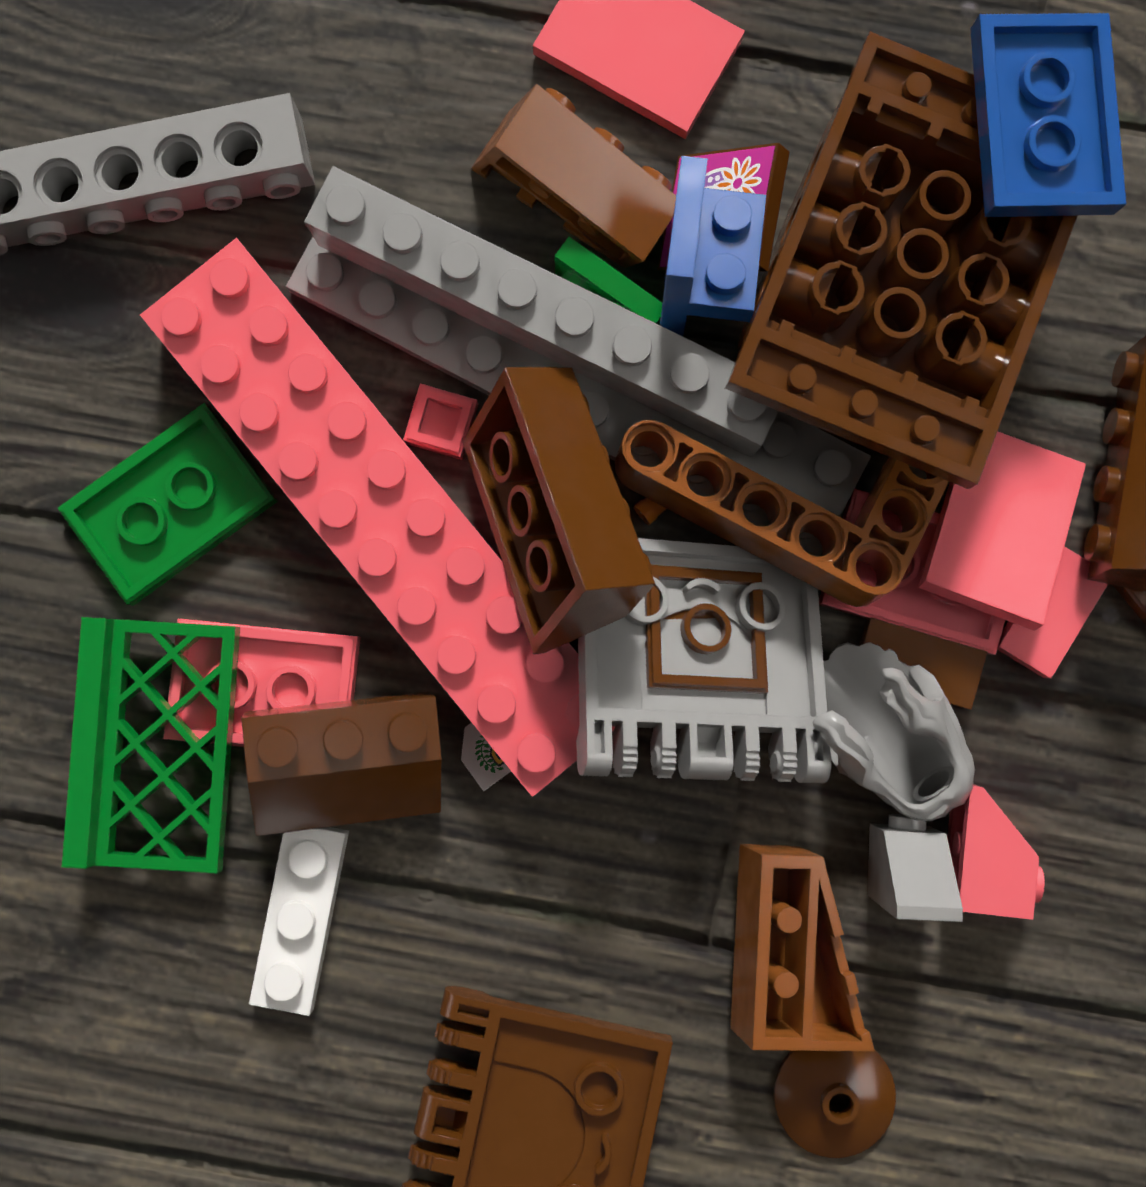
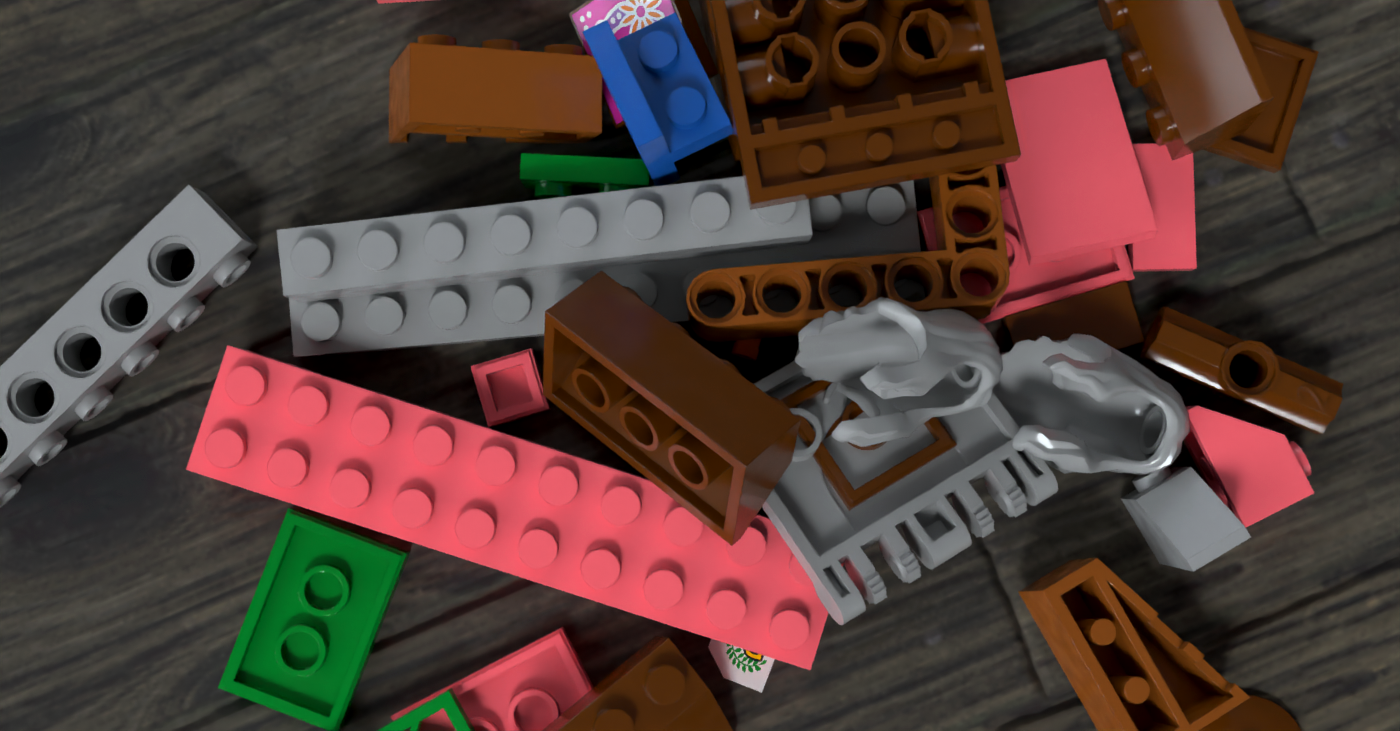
camera: 30 degrees left, 0 degrees up
(764, 595) = (900, 365): none -> light grey hair
(1057, 811) = (1275, 385): none -> reddish brown piece

